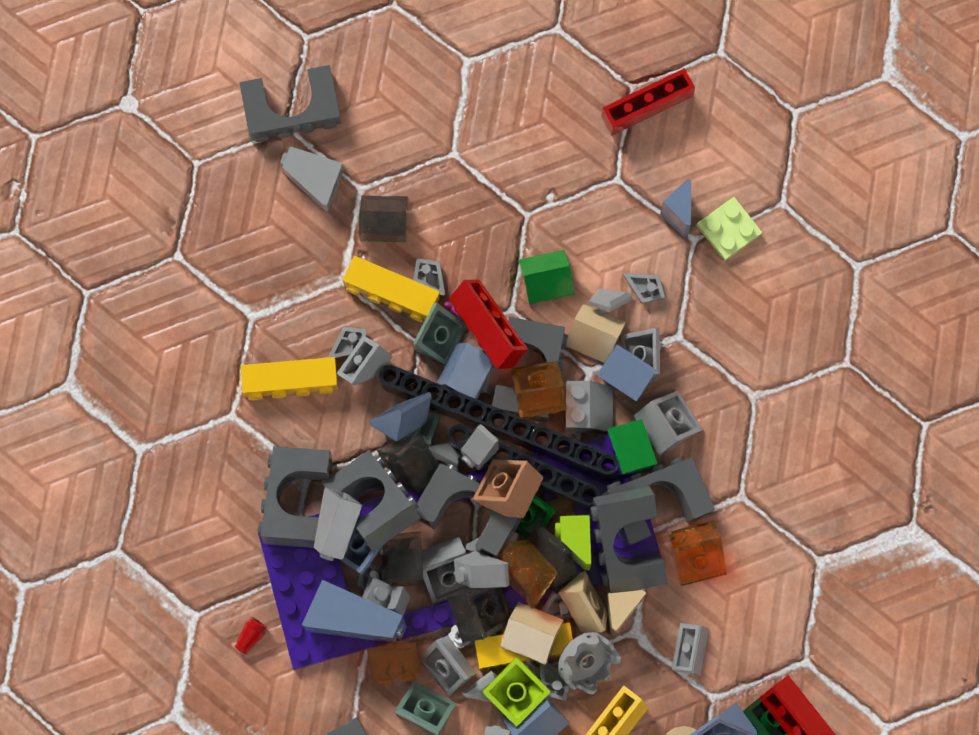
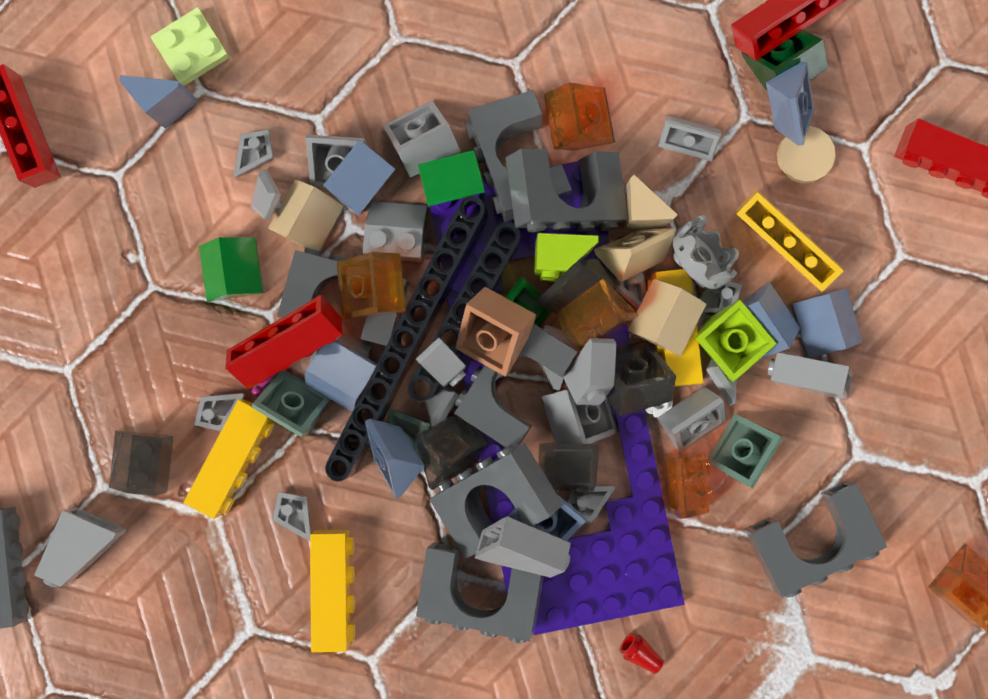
camera: 85 degrees left, 10 degrees up
(349, 615) = (636, 534): sand blue slope -> none
(364, 362) = (319, 498): light grey slope -> none
(386, 595) = (610, 489): light grey slope -> none

